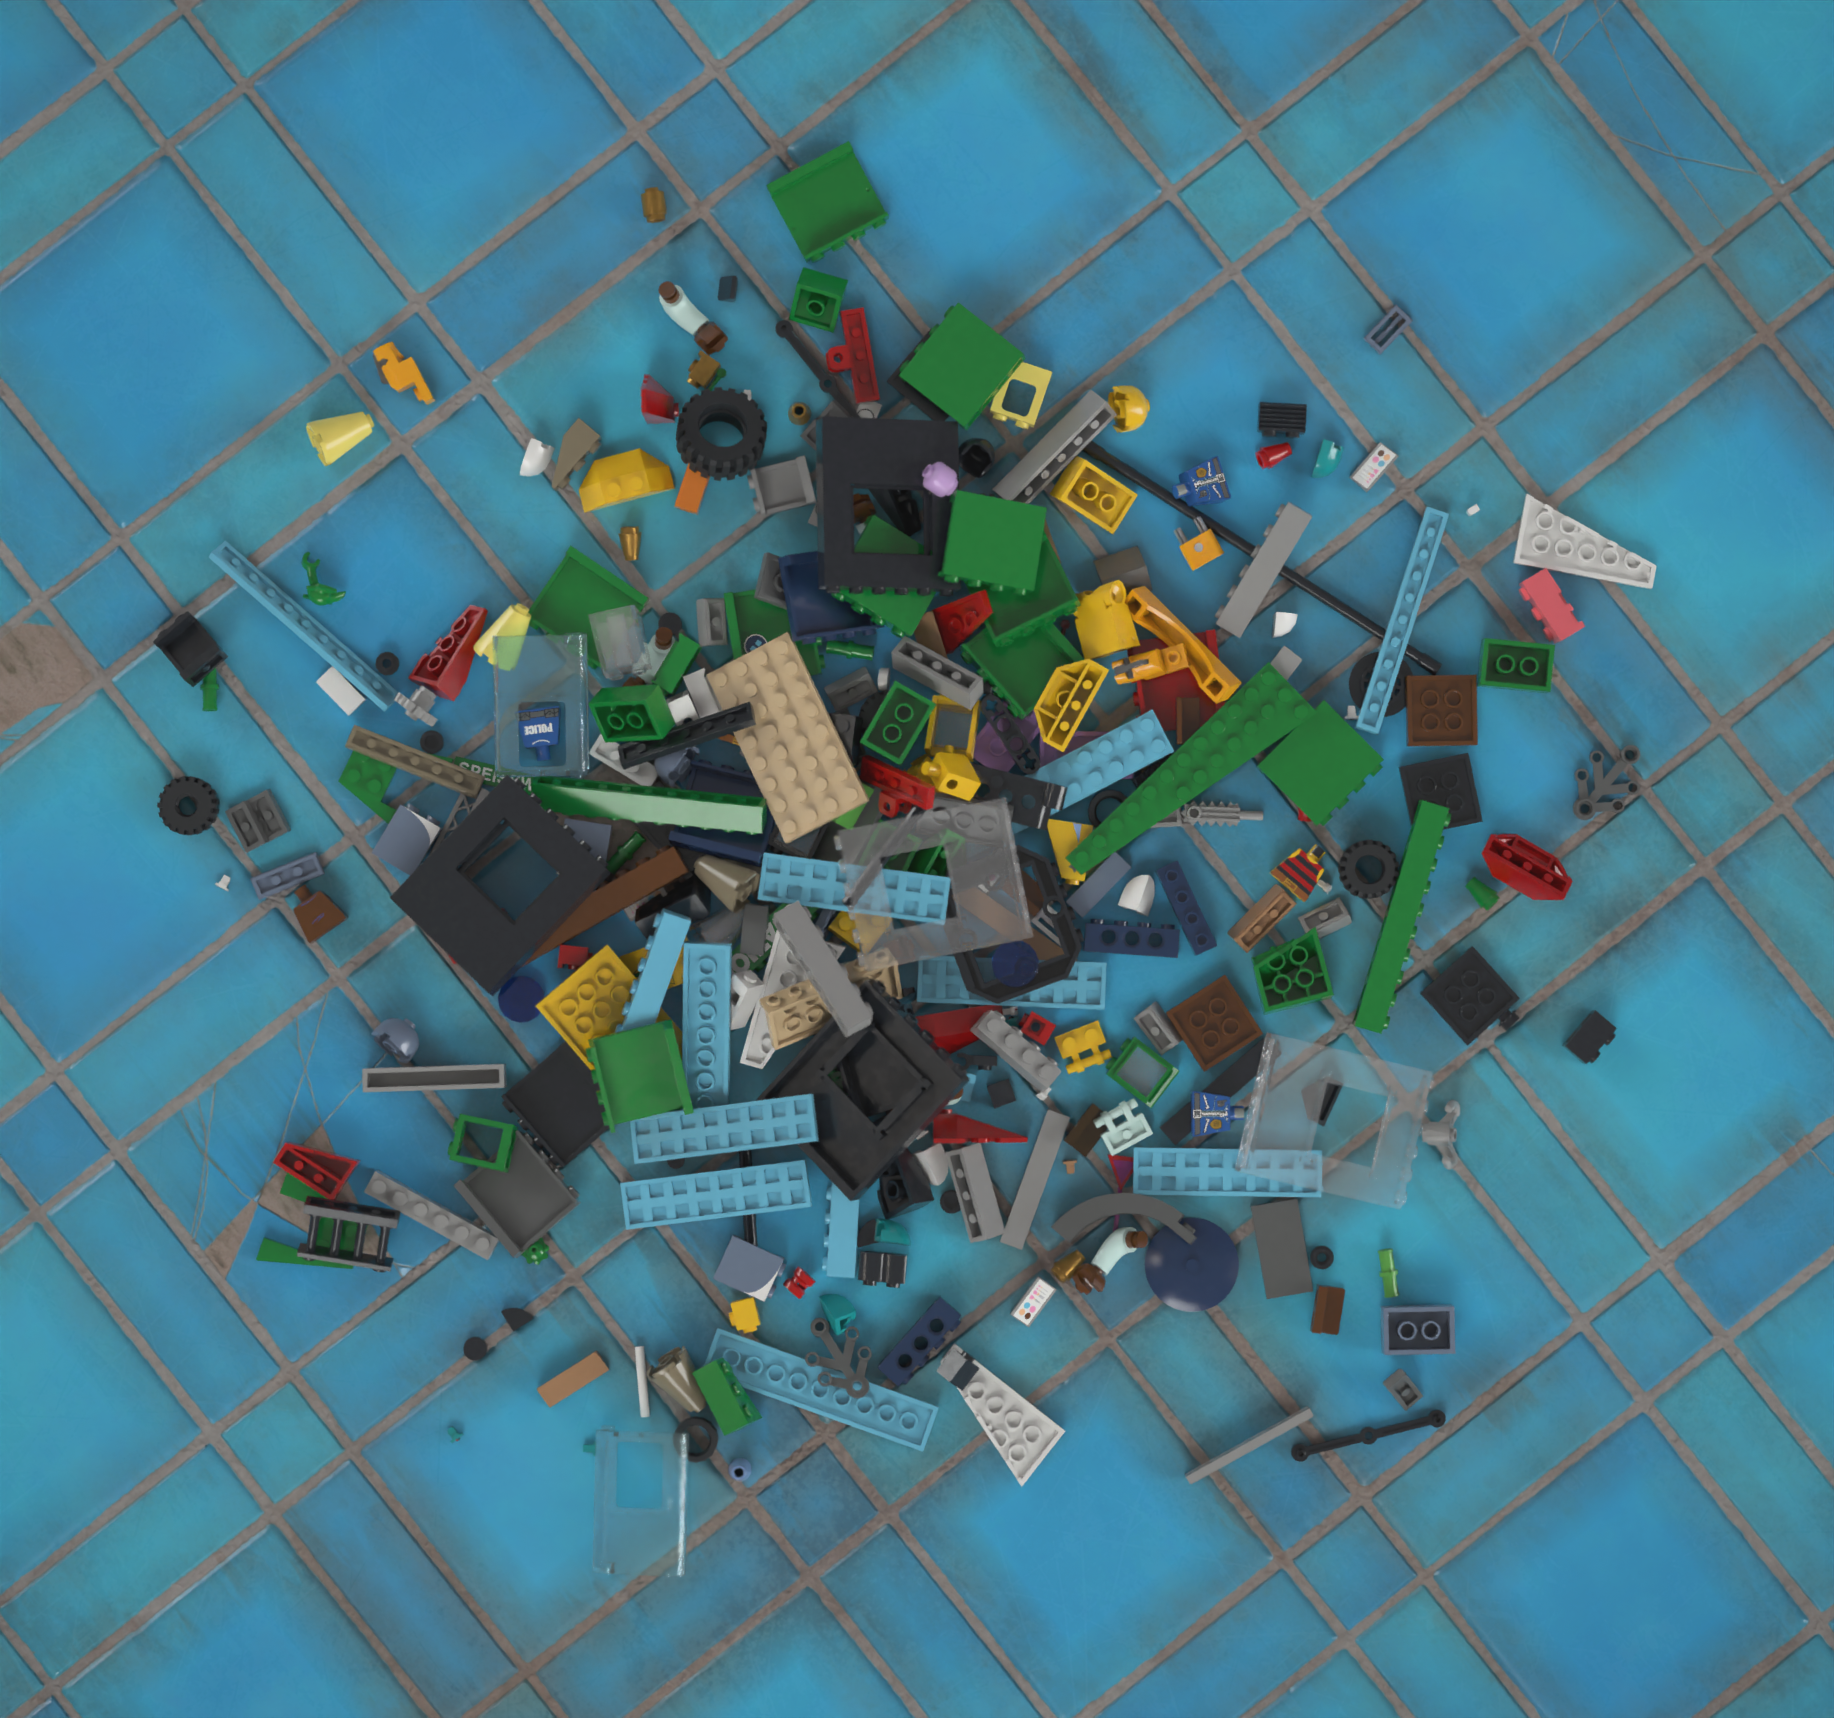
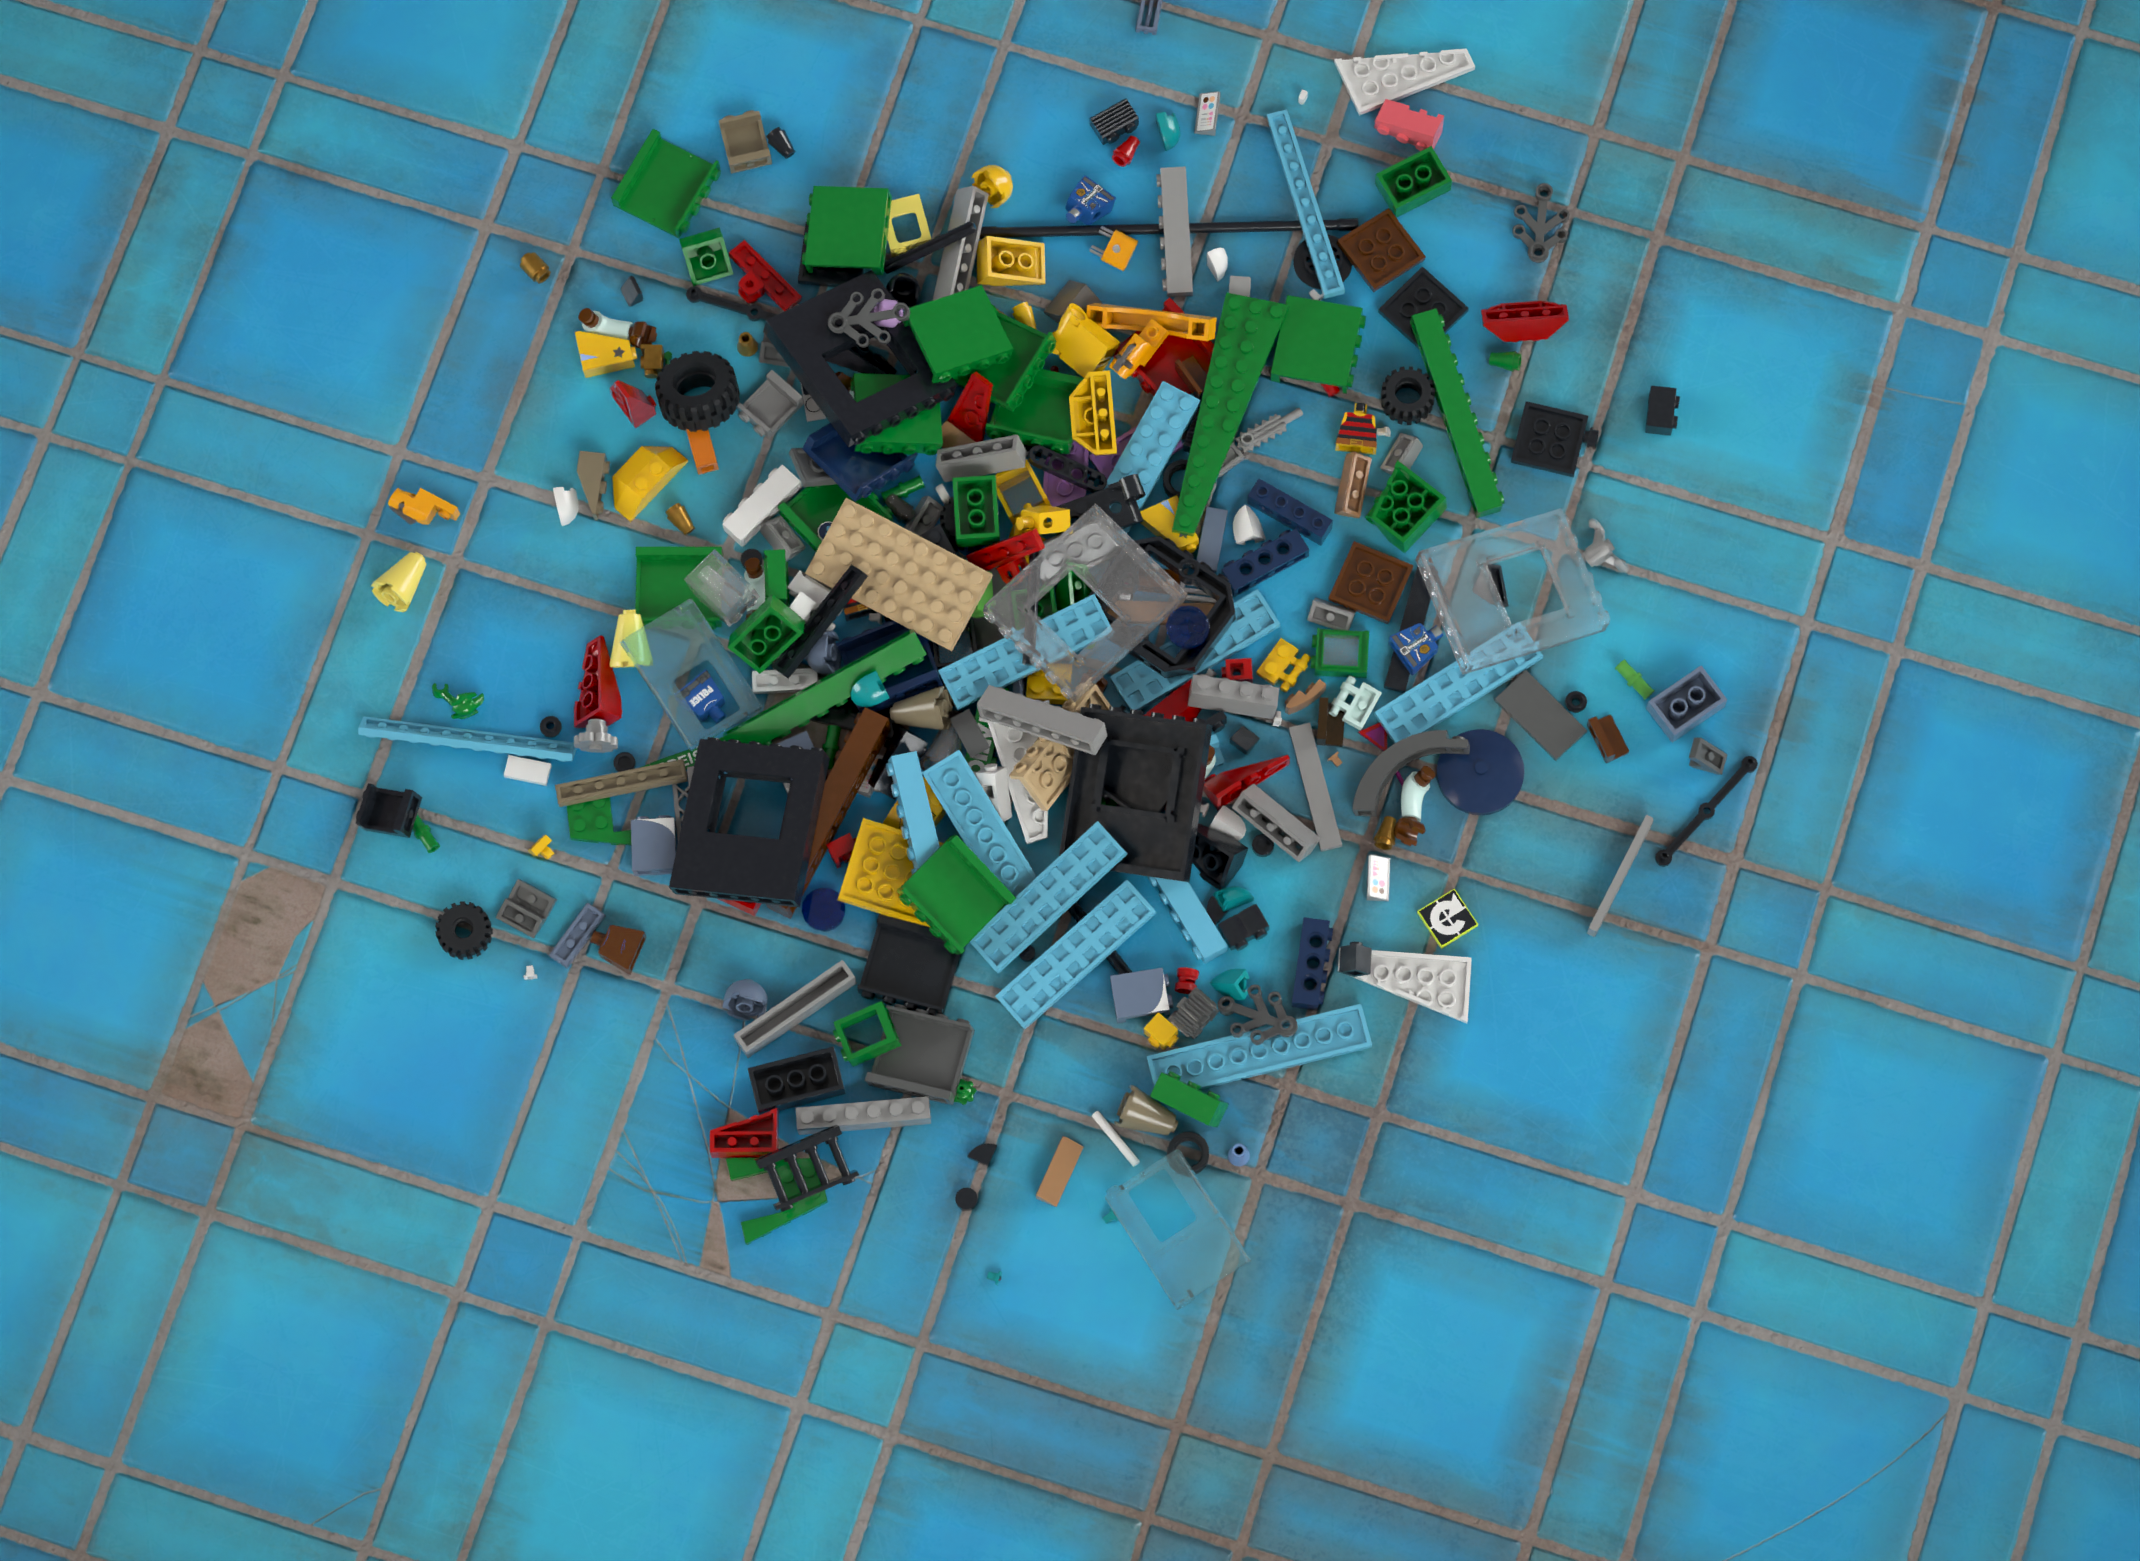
camera: 30 degrees left, 15 degrees down
(306, 773) = (541, 847): none -> yellow tile
(393, 1145) = (796, 1080): none -> black brick
(662, 333) = (604, 353): none -> yellow slope
(688, 833) = (869, 691): none -> teal brick
(711, 579) = (761, 505): none -> white brick
(783, 1320) = (1194, 1013): none -> dark grey brick
(835, 668) = (901, 509): none -> clear smoke cone
(914, 475) = (865, 318): none -> dark grey plant
(928, 208) = (745, 141): none -> dark tan panel
(960, 232) = (779, 141): none -> black cone
(1027, 433) = (929, 247): none -> black axle
(1069, 1379) = (1447, 918): none -> tile
(1071, 556) = (1024, 314): none -> yellow cone
(1073, 1091) = (1300, 701): none -> medium nougat slope

